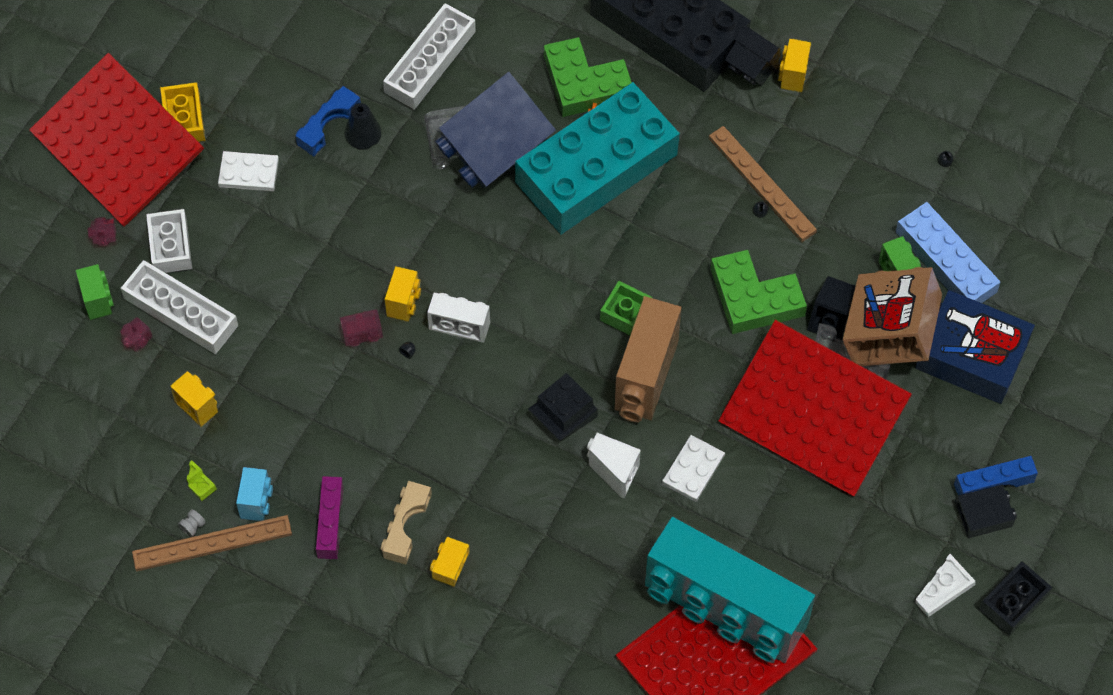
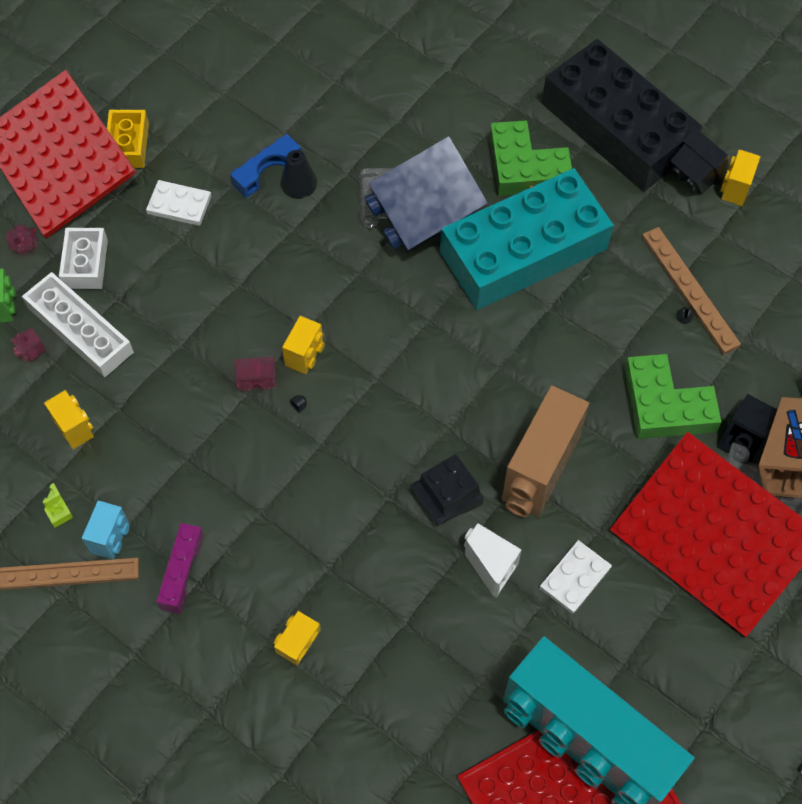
camera: 10 degrees right, 0 degrees up
(190, 524) = (35, 551): light grey wheel -> none
(414, 500) = (272, 564): tan arch -> none
(429, 56) = (376, 118): white brick -> none
(459, 317) = (356, 377): white brick -> none
(622, 307) = (527, 393): bright green brick -> none

